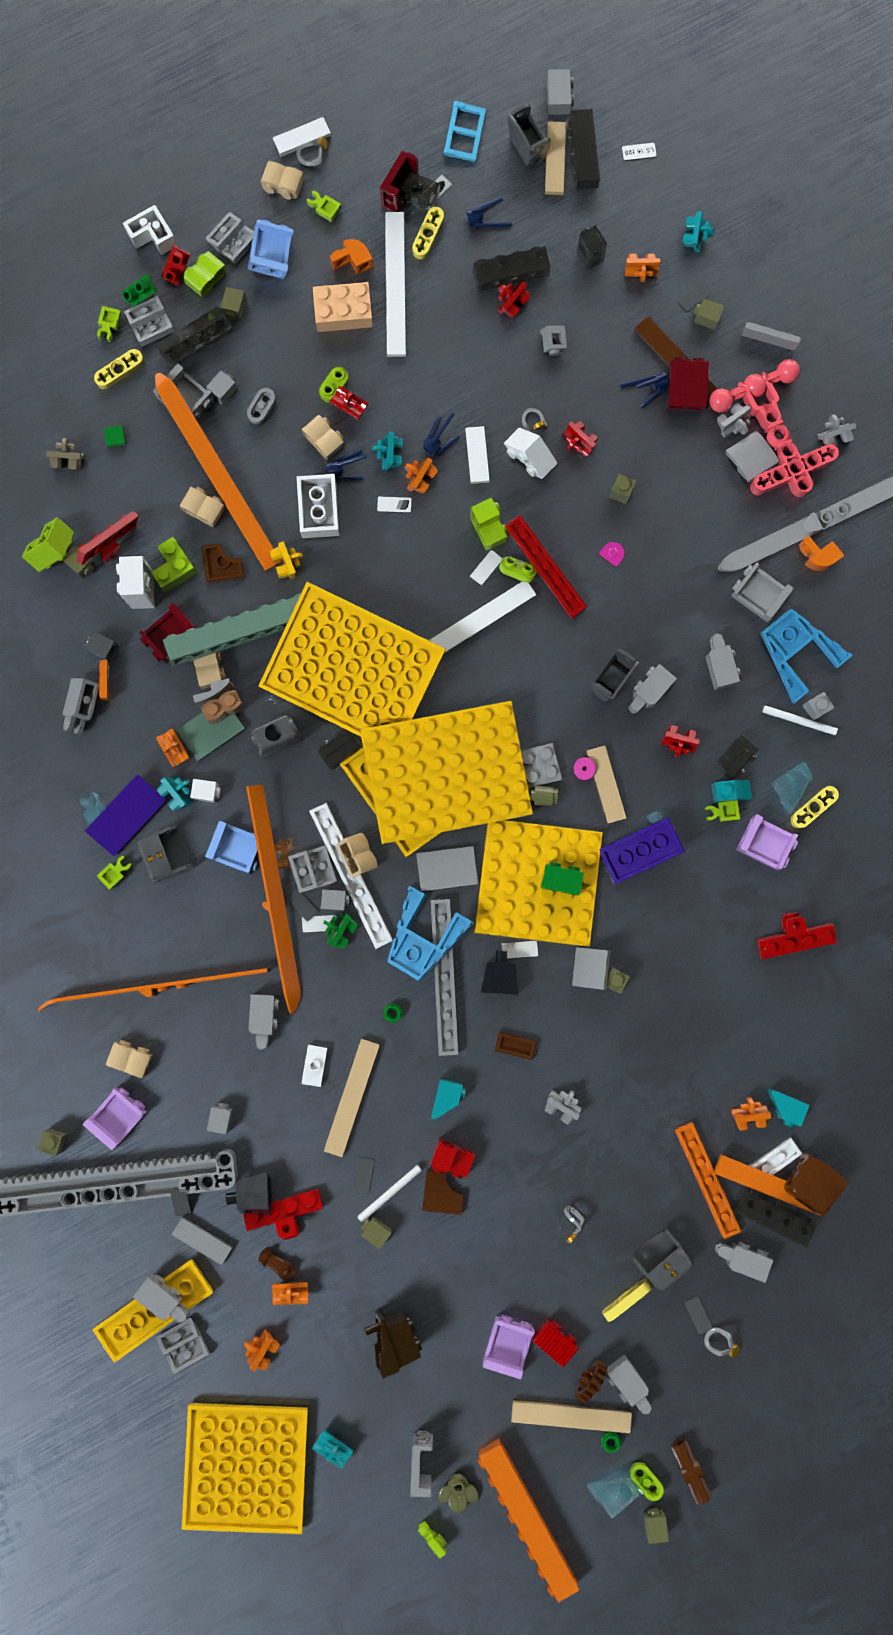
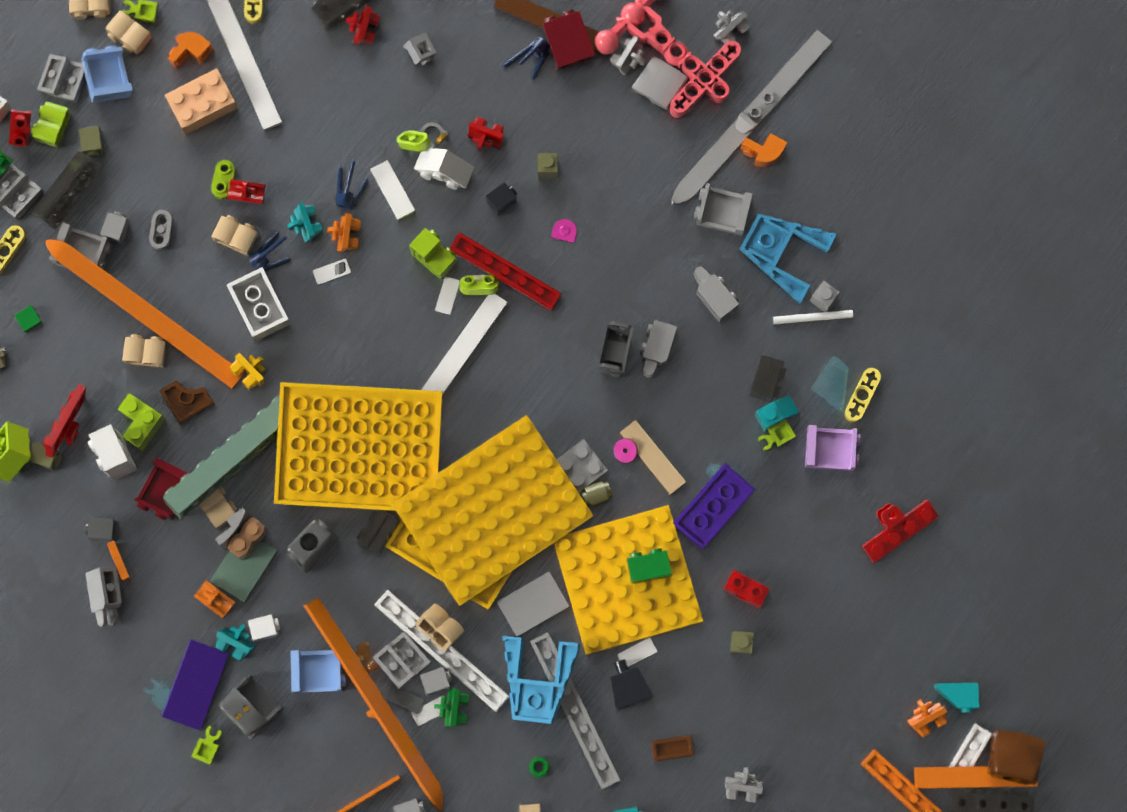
camera: 20 degrees left, 5 degrees down
(304, 220) = (128, 32): none -> tan brick
(514, 418) = (414, 141): none -> lime plate
(569, 501) = (501, 198): none -> black brick
(591, 968) = (713, 641): light grey slope -> none
(639, 935) = (746, 589): none -> red brick
(680, 743) = (706, 387): red hips -> none

